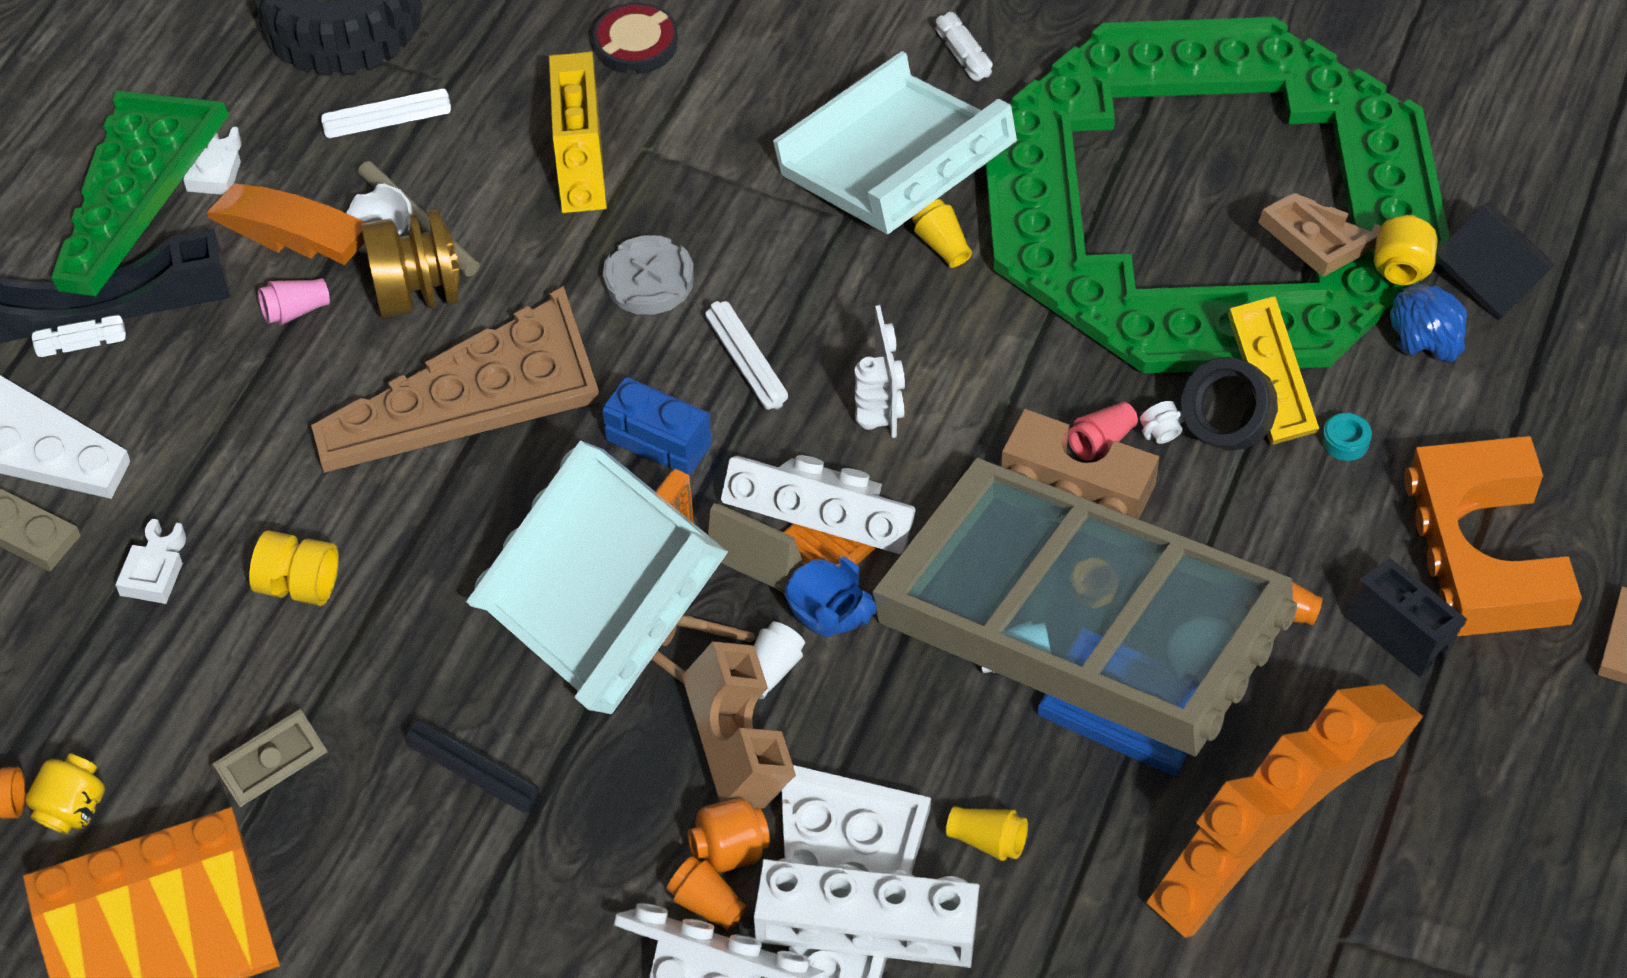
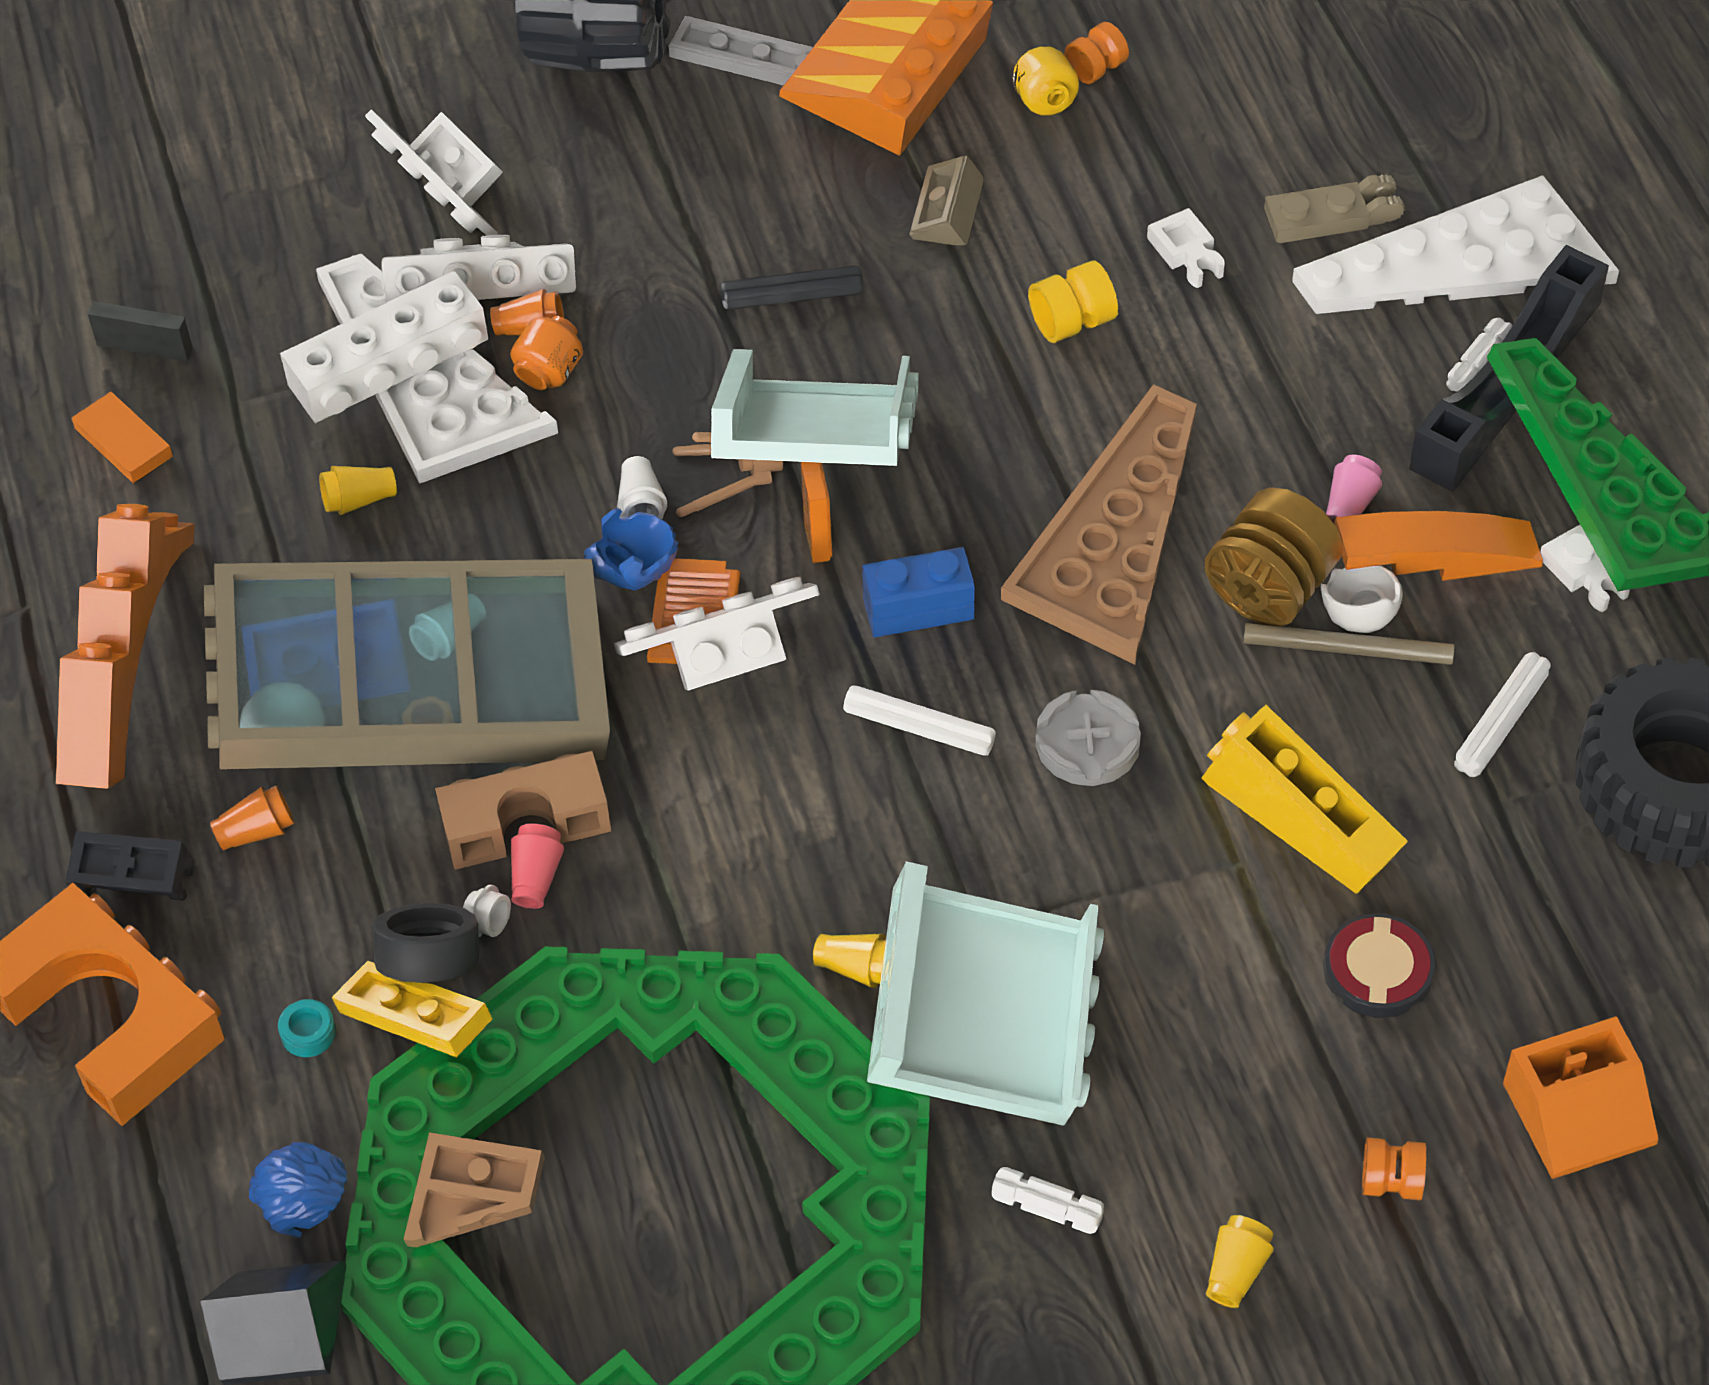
camera: 140 degrees right, 0 degrees up
(722, 695) = (608, 411): medium nougat arch -> none
(754, 547) = (736, 556): dark tan slope -> none
(880, 381) = (757, 747): white hinge -> none
(1405, 249) = (364, 1212): yellow head -> none

